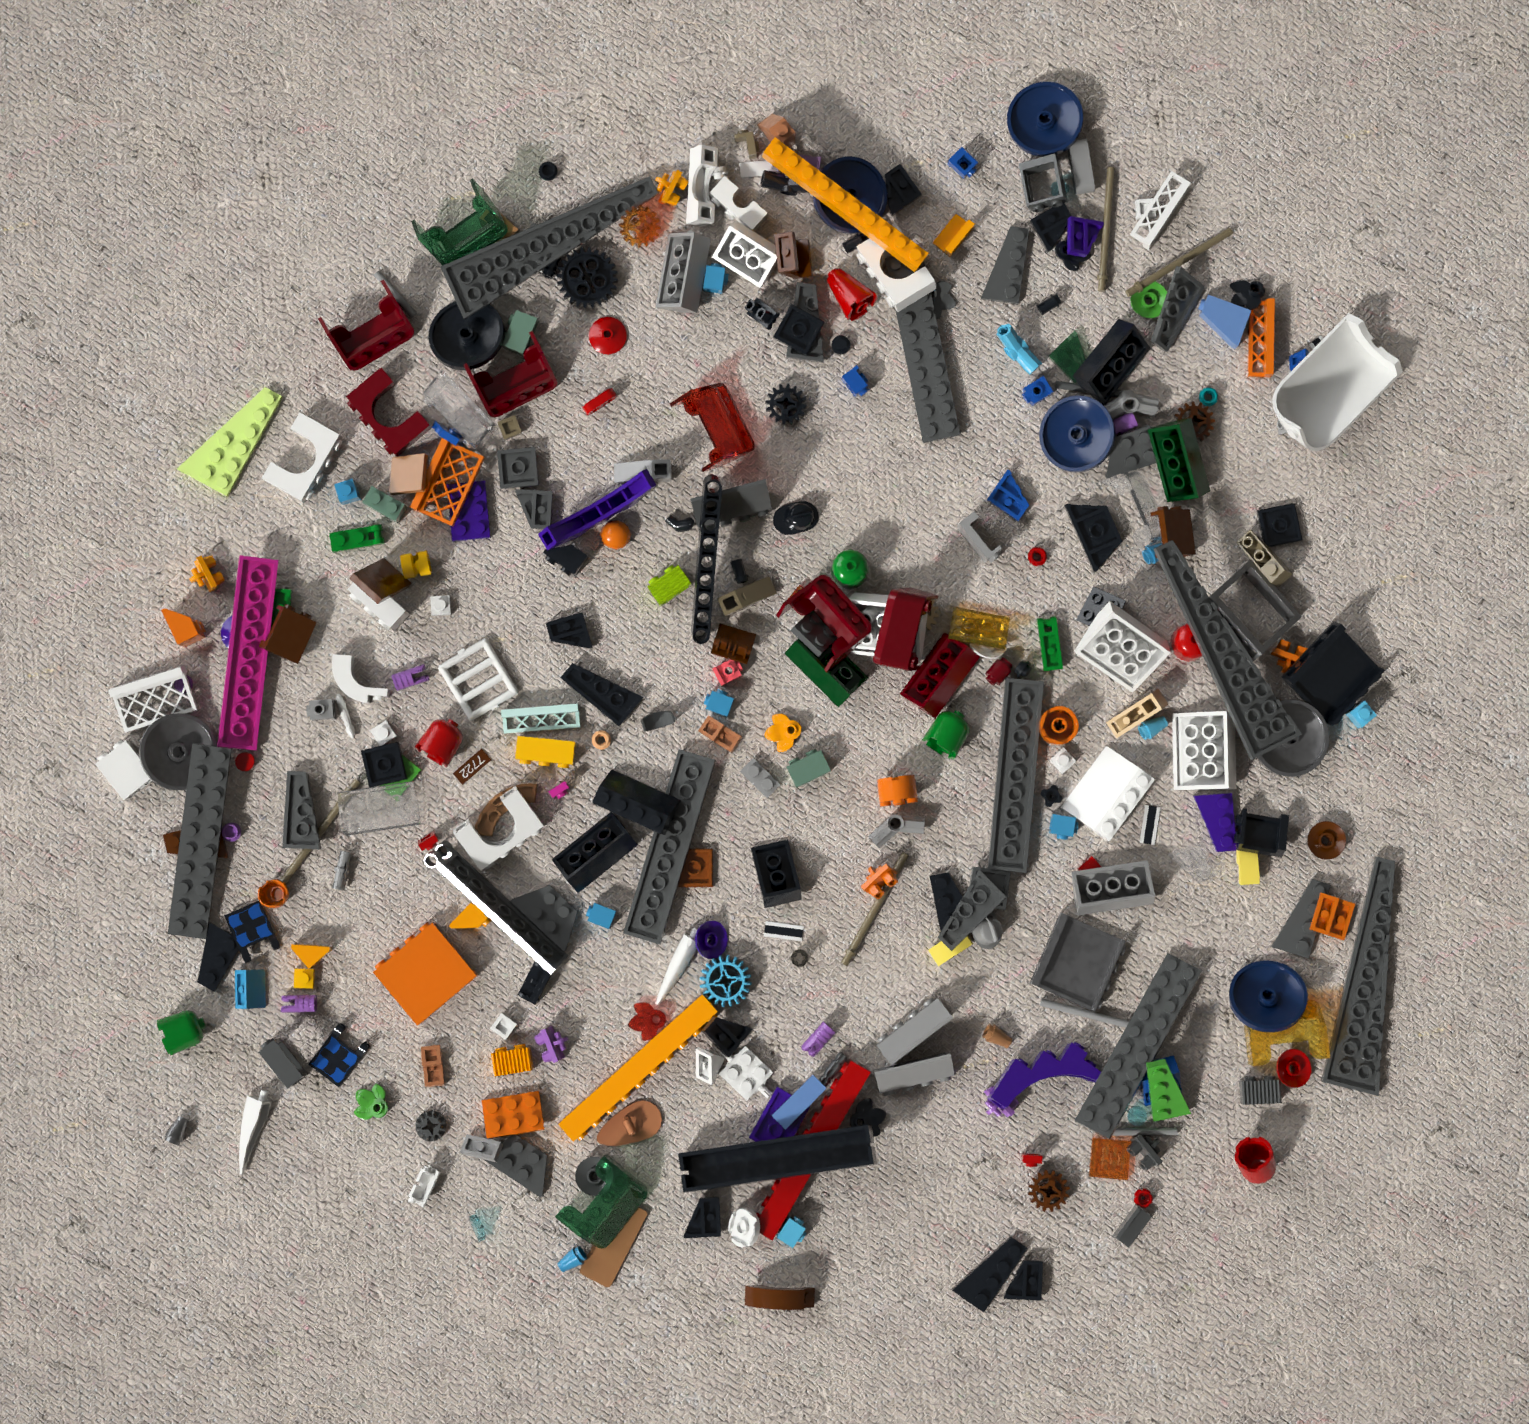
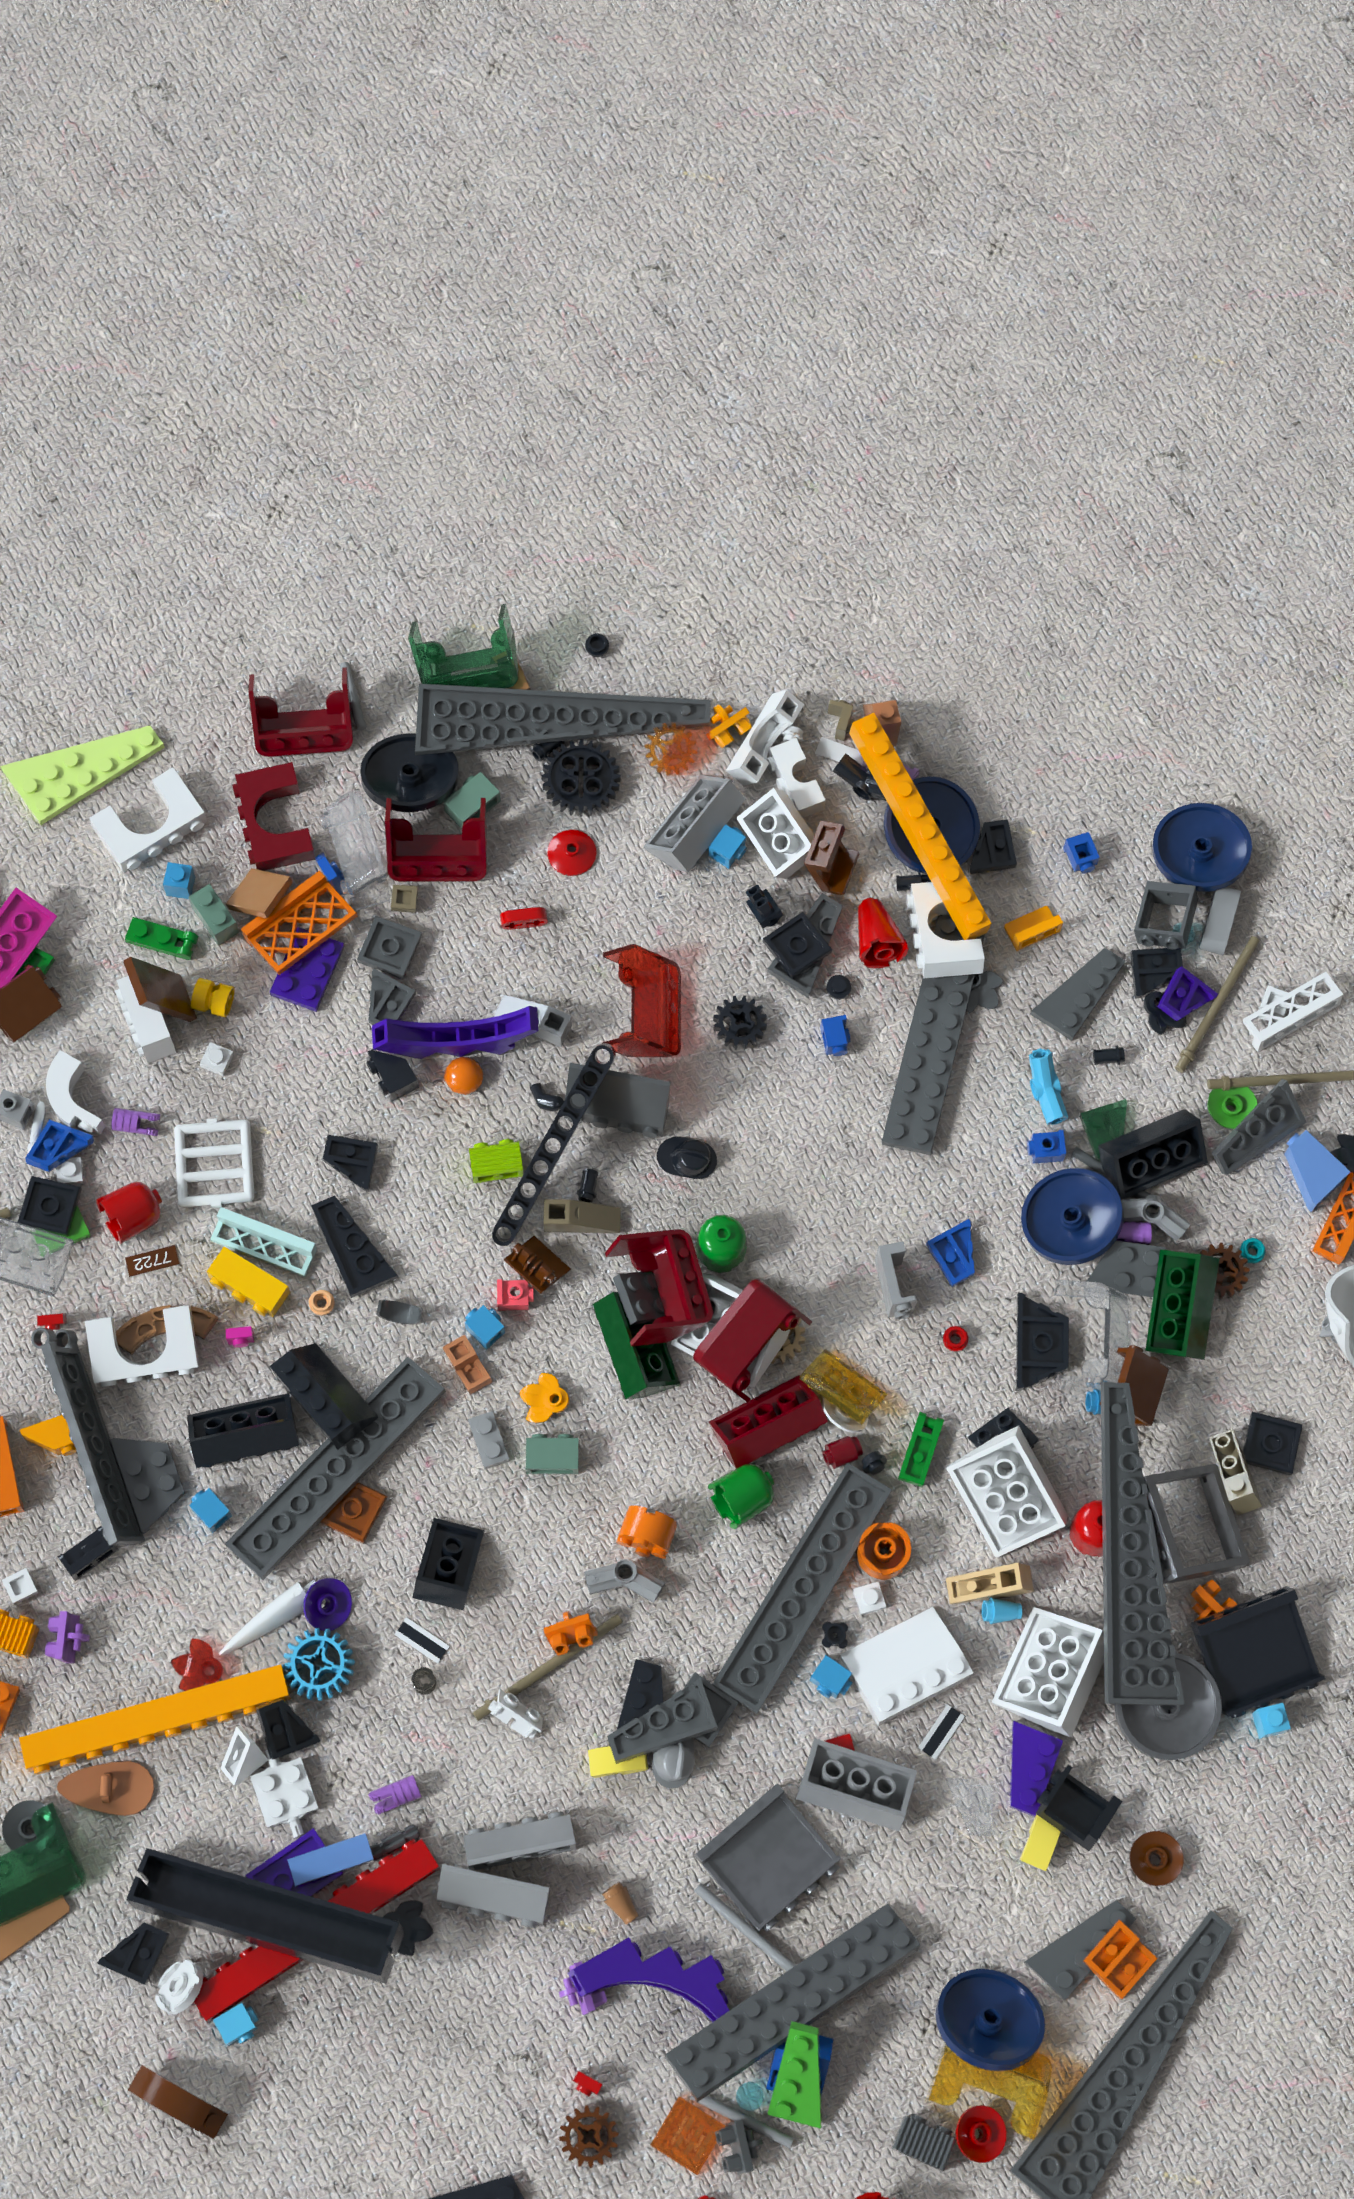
camera: 20 degrees right, 15 degrees down
(366, 720) = (57, 1145): none -> blue wing
(879, 950) = (526, 1720): none -> white hinge

